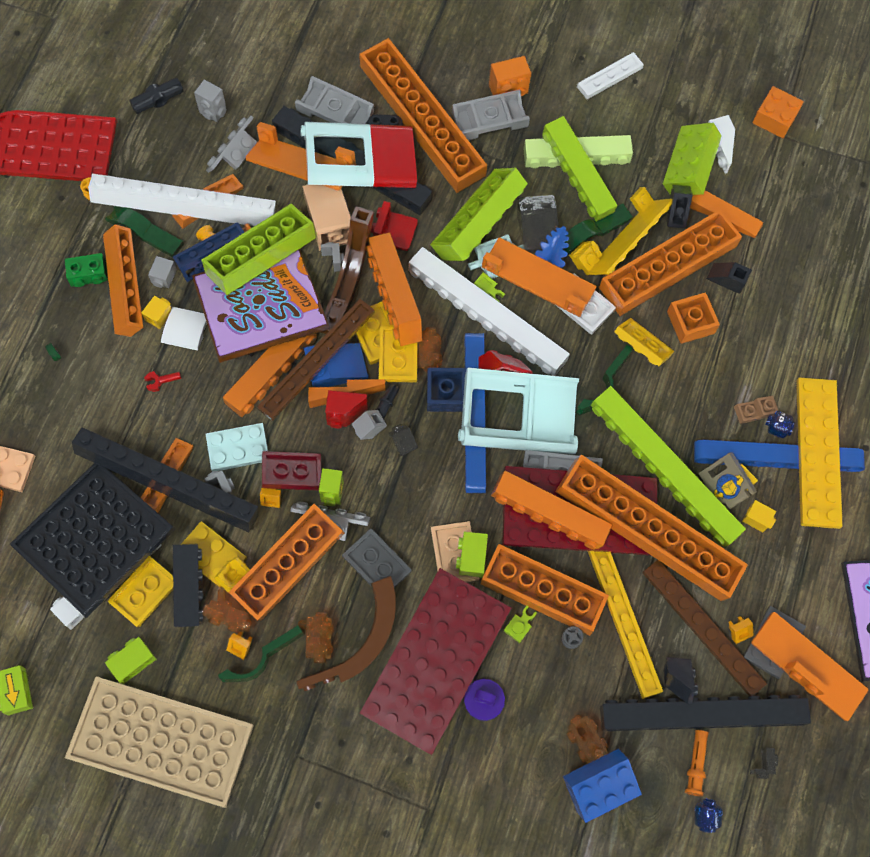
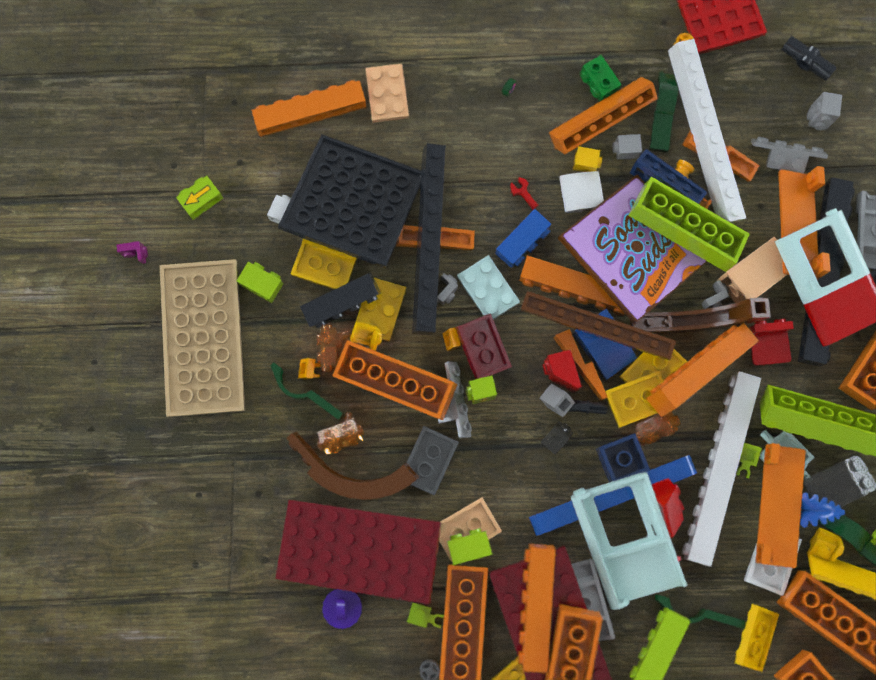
camera: 70 degrees right, 10 degrees up
(33, 782) = (131, 249): none -> magenta bracket
(205, 396) = (523, 239): none -> blue brick

